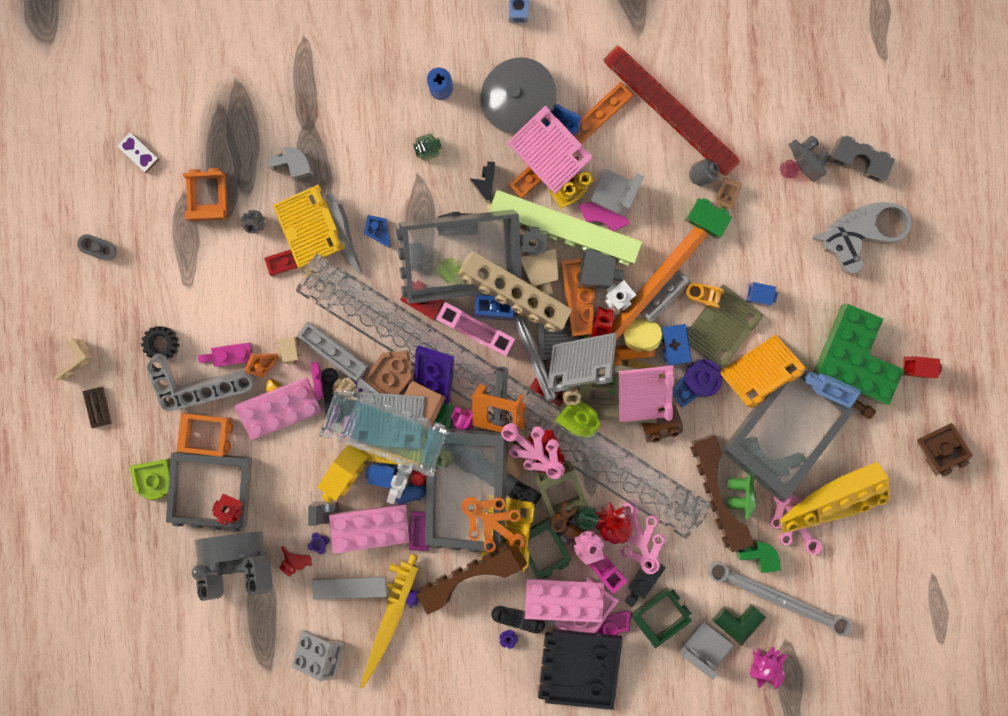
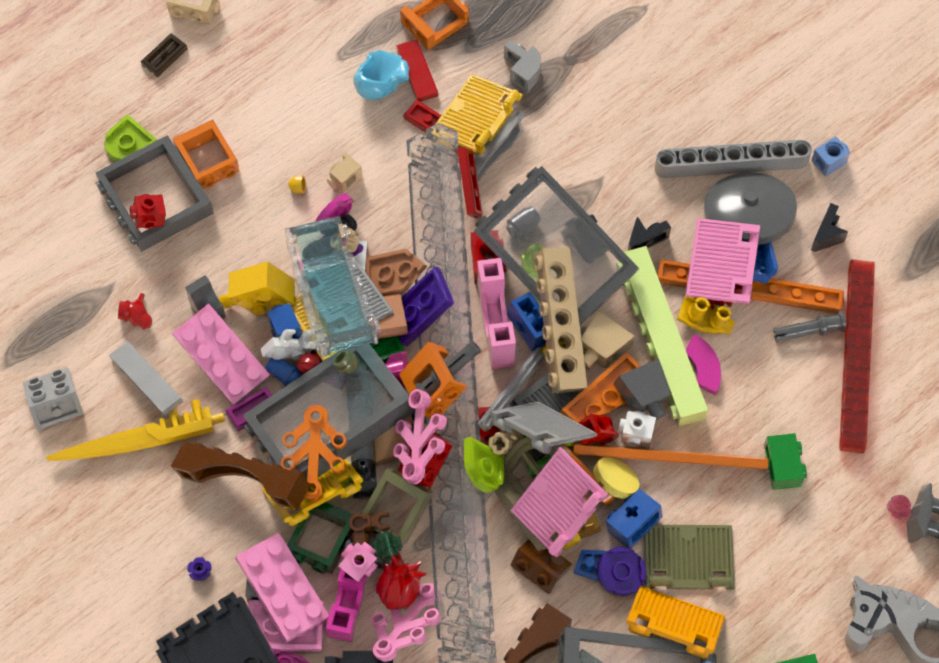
camera: 50 degrees right, 25 degrees down
(157, 331) = (266, 55): black tyre -> none
(196, 388) = (244, 121): light grey beam -> none
(228, 270) = (380, 75): none -> medium azure piece
(228, 355) = (299, 128): dark pink plate -> none
(231, 555) = (103, 237): dark grey piece -> none
(240, 239) = (419, 73): none -> red tile
(253, 221) = (443, 67): dark grey gear -> none
(261, 363) = (312, 159): orange piece -> none
(278, 408) = (277, 197): bright pink plate -> none
(318, 548) = (168, 318): dark purple plate -> none
(332, 351) = (372, 213): light grey tile -> none
(360, 271) = (470, 182): none -> red tile
(377, 229) = (519, 171): blue piece -> none
(412, 598) = (174, 444): dark purple plate -> none
(427, 147) = (635, 165): clear green head -> none
(436, 76) = (702, 129): blue piece -> none
(472, 67) = (724, 165): none -> light grey beam
(516, 618) = (228, 568): black piece -> none
(540, 238) = (625, 308): dark grey brick -> none
(571, 59) = (828, 233): none -> black slope
(616, 192) = (736, 357): light grey bracket -> none
(634, 117) = (821, 325): none -> dark grey pin
(671, 290) = (672, 474): light grey tile -> none
(704, 172) = (824, 423): dark grey head -> none
(706, 295) = (708, 513): light orange piece -> none
(727, 193) = (824, 462): medium nougat bracket -> none
(761, 294) = (753, 567): blue brick -> none

